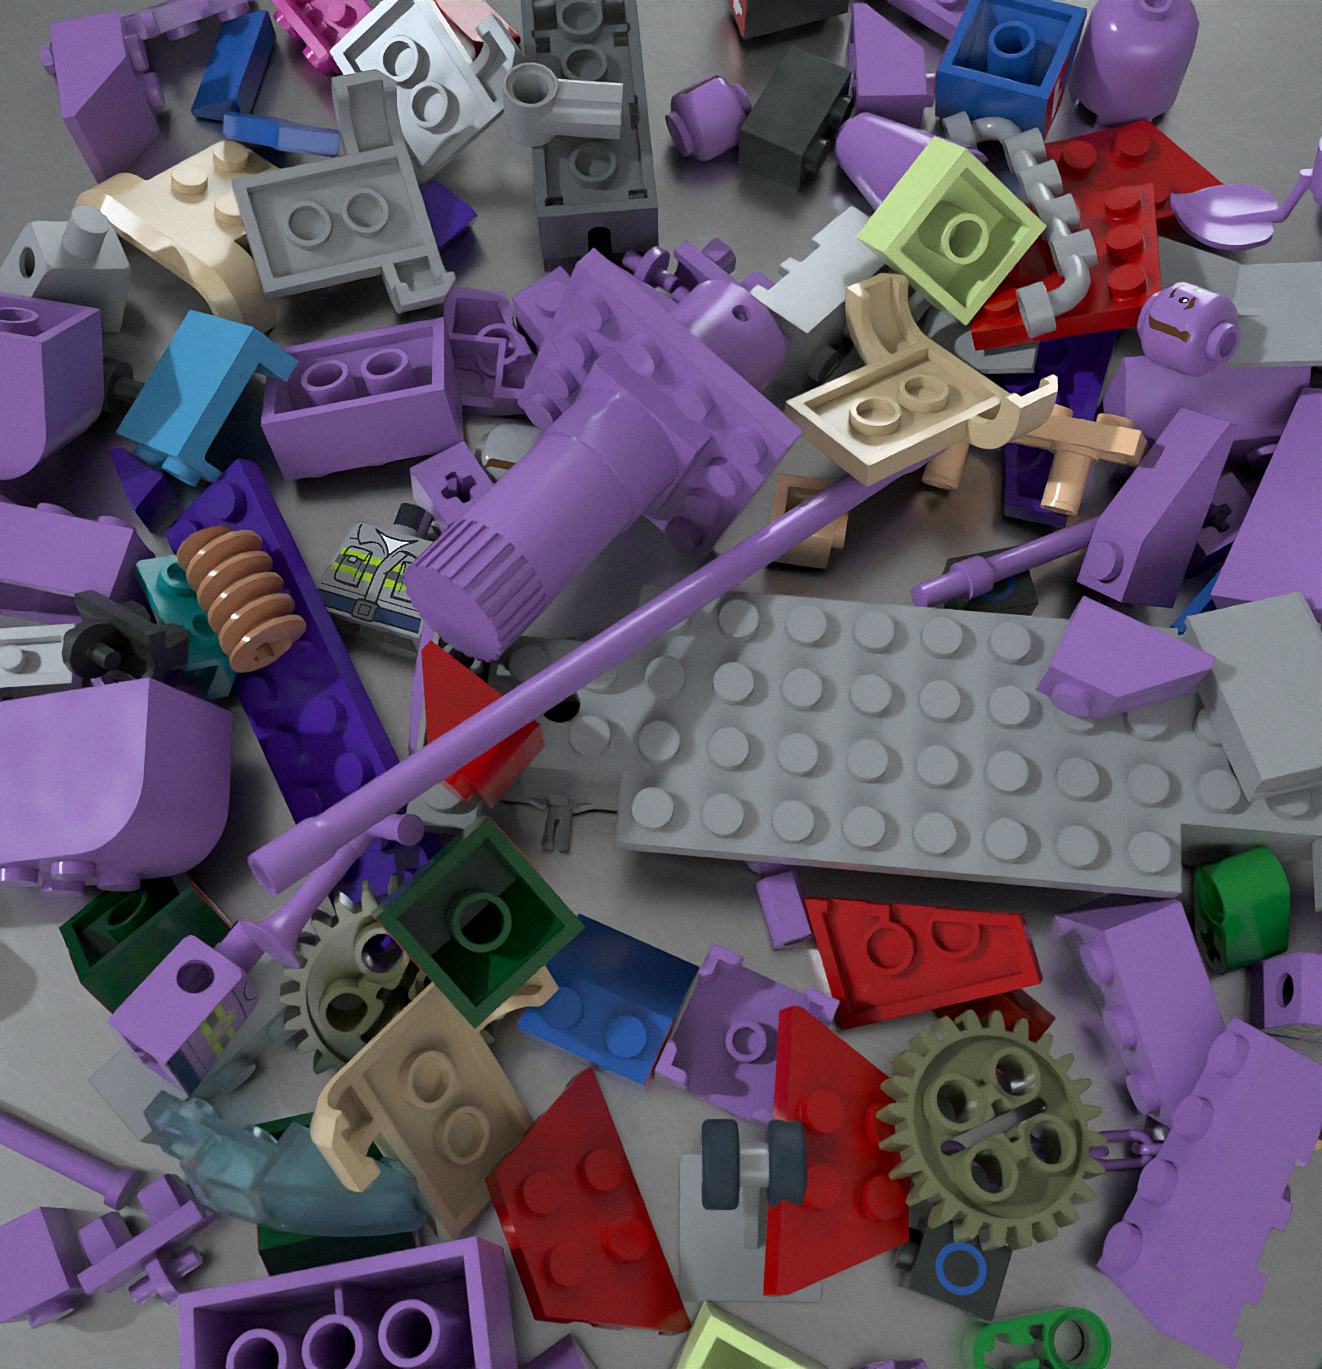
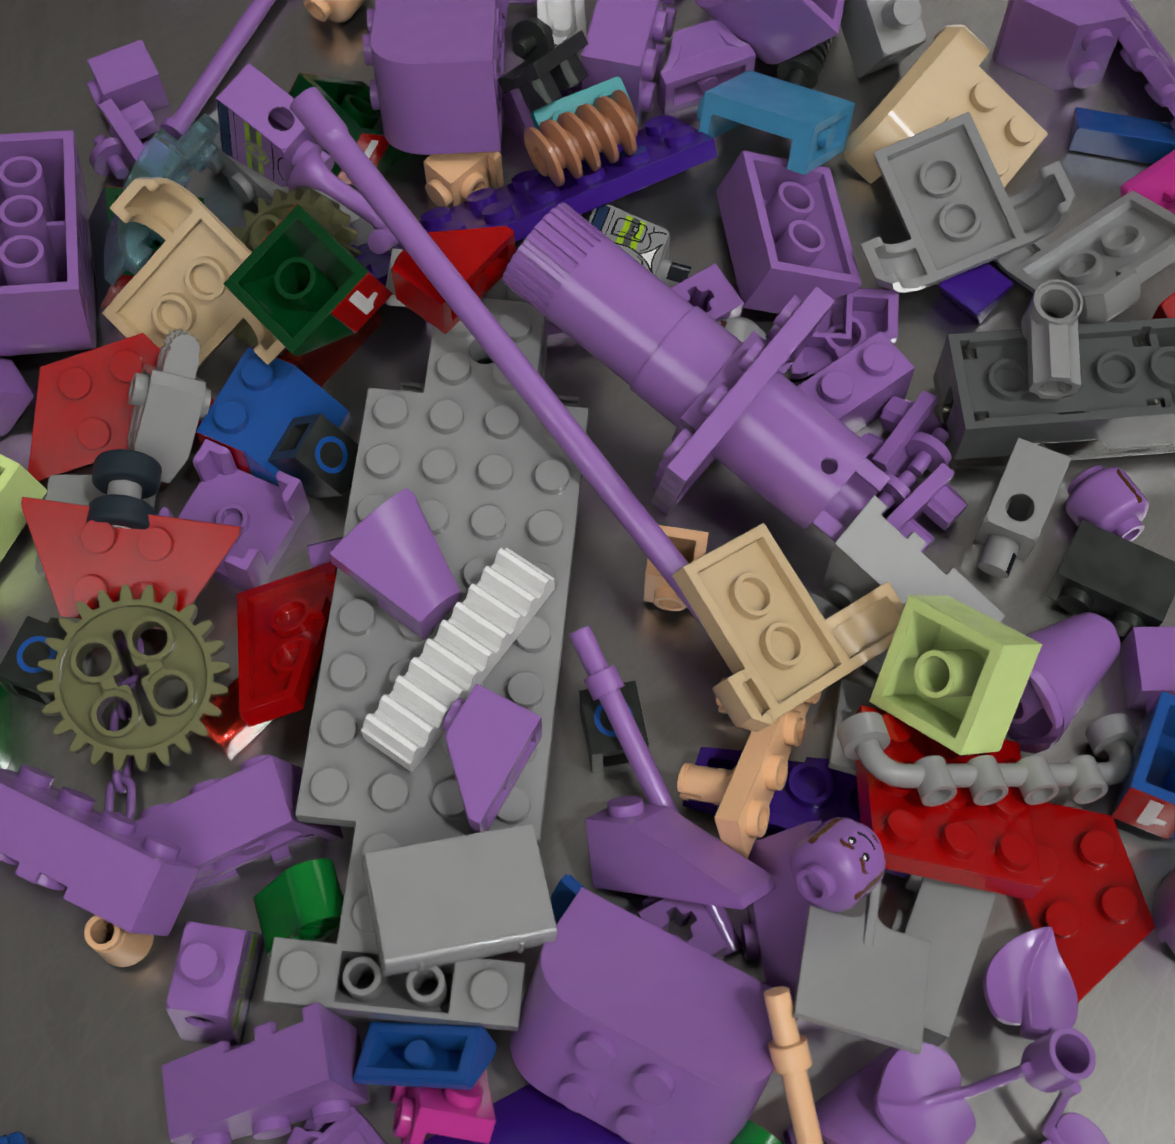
camera: 90 degrees right, 5 degrees down
(91, 479) = (699, 61): none -> medium lavender slope
(146, 489) = (692, 90): dark purple slope -> none
(251, 797) = (457, 175): none -> light nougat brick
(281, 134) = (1048, 143): blue tile -> none
(609, 1125) = (168, 404): none -> light grey hinge
(663, 934) = (316, 455): none -> pearl dark grey brick
(720, 186) = (1019, 506): none -> light grey torso
(876, 775) = (400, 564): none -> medium lavender slope
(992, 706) = (457, 658): none -> white gear

